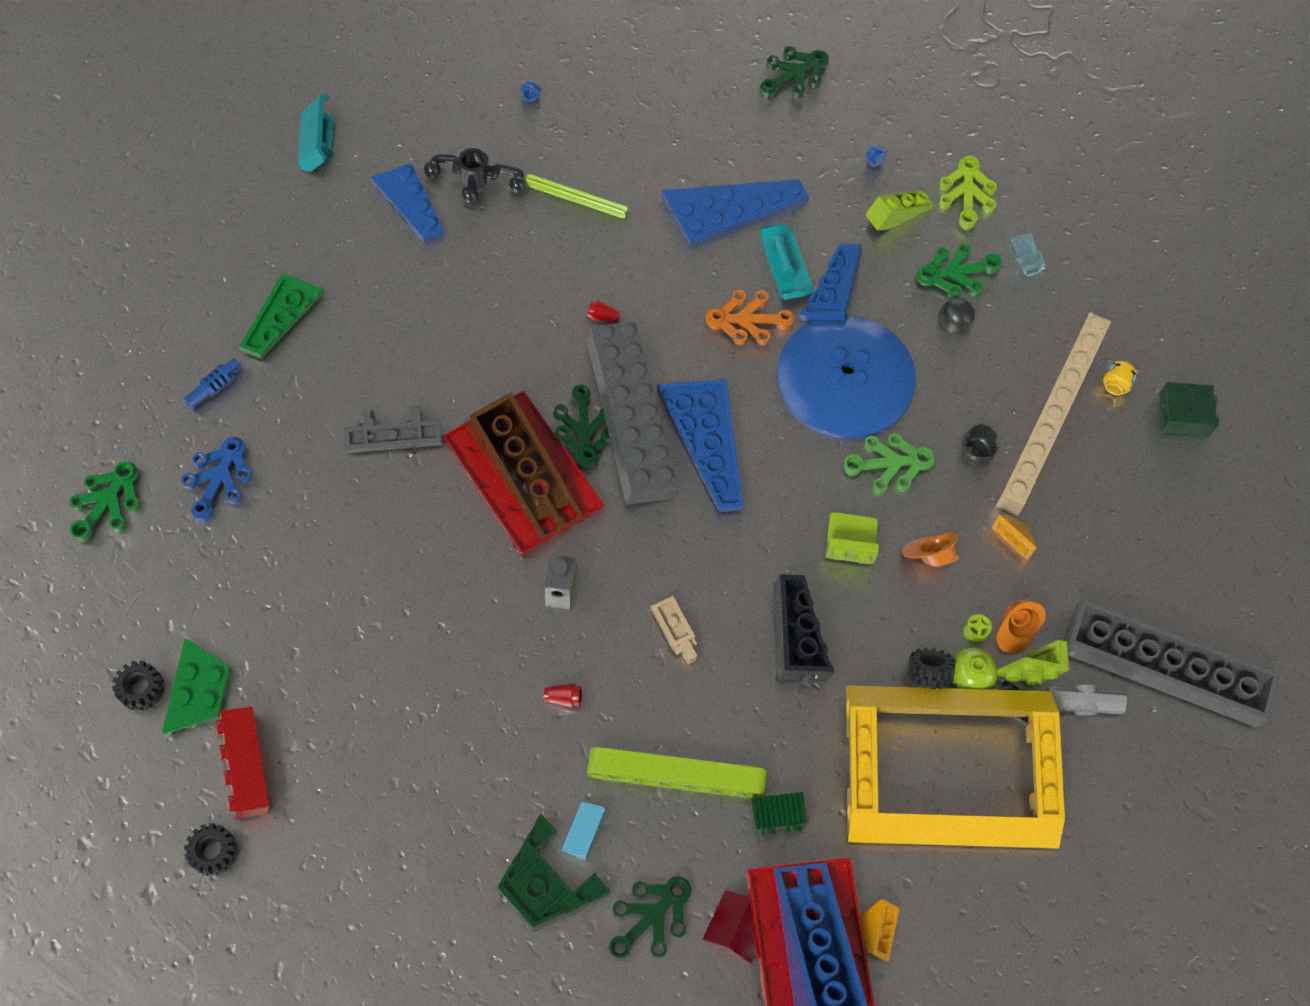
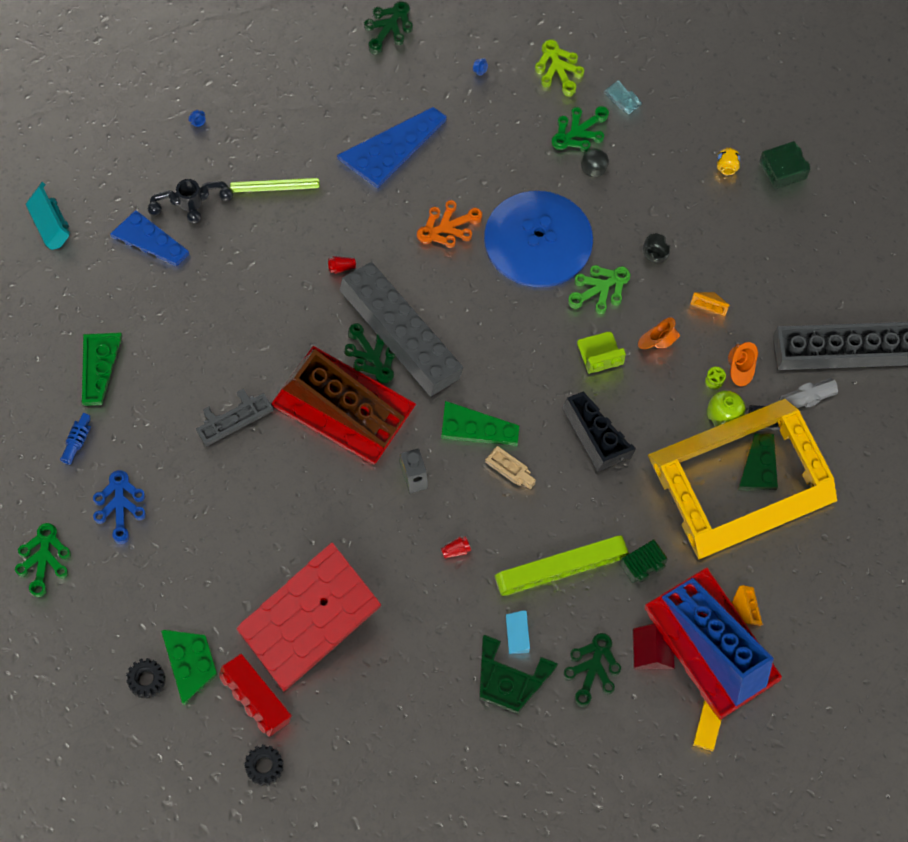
camera: 25 degrees left, 0 degrees up
(348, 698) = (308, 617): none -> red piece
(658, 560) = (474, 426): none -> green wing
(706, 427) = (459, 317): blue wing -> none
(785, 261) = (454, 172): teal piece -> none
(836, 286) = (501, 183): blue wing -> none
(897, 208) = (515, 100): lime slope -> none
(931, 668) = (698, 418): black tyre -> none
(983, 759) = (760, 467): none -> dark green wing
(1039, 665) = (769, 383): lime bracket -> none
(1053, 415) = (696, 206): tan brick -> none

